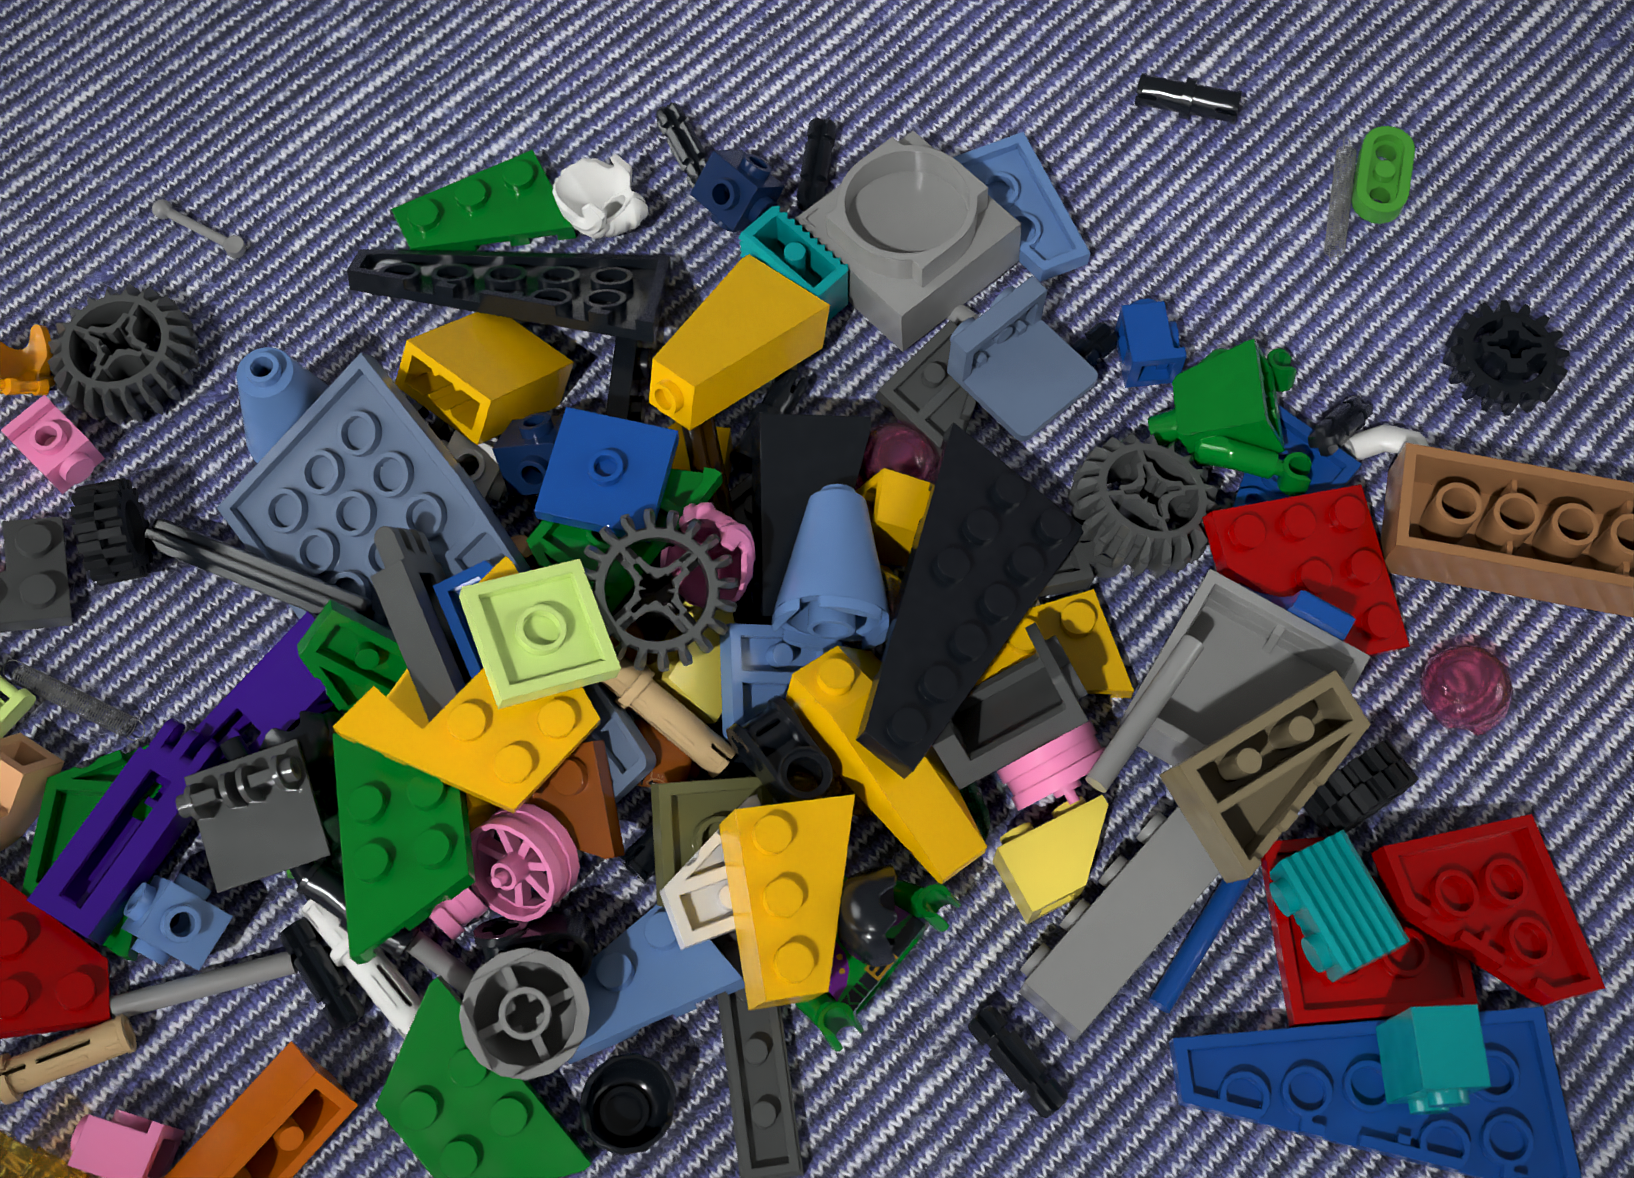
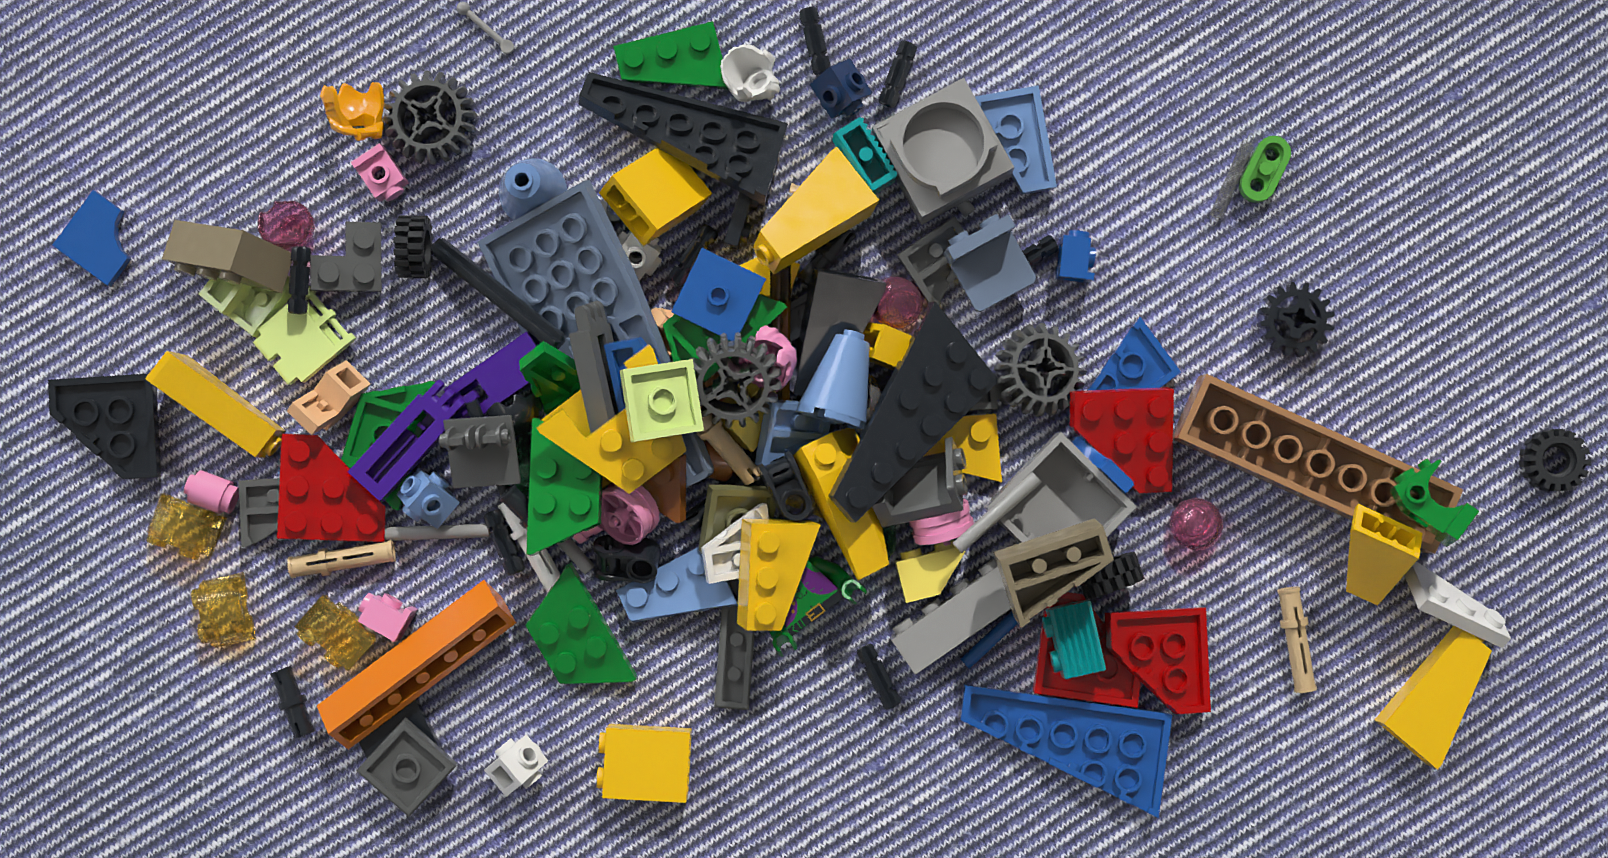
camera: 10 degrees right, 20 degrees up
(61, 694) = (380, 341): light grey piece -> none
(524, 1013) = (615, 602): light grey cylinder -> none
(526, 451) = (676, 256): dark blue brick -> none
(627, 1104) = (661, 654): black hair -> none
(867, 915) = (808, 595): black hair -> none
(1188, 98) = (1155, 81): black pin -> none
(1231, 415) = (1110, 322): green torso -> none
(1340, 425) = (1175, 344): black axle -> none
(1380, 440) = (1205, 355): white arm -> none
(1433, 1057) = (1096, 734): teal brick -> none

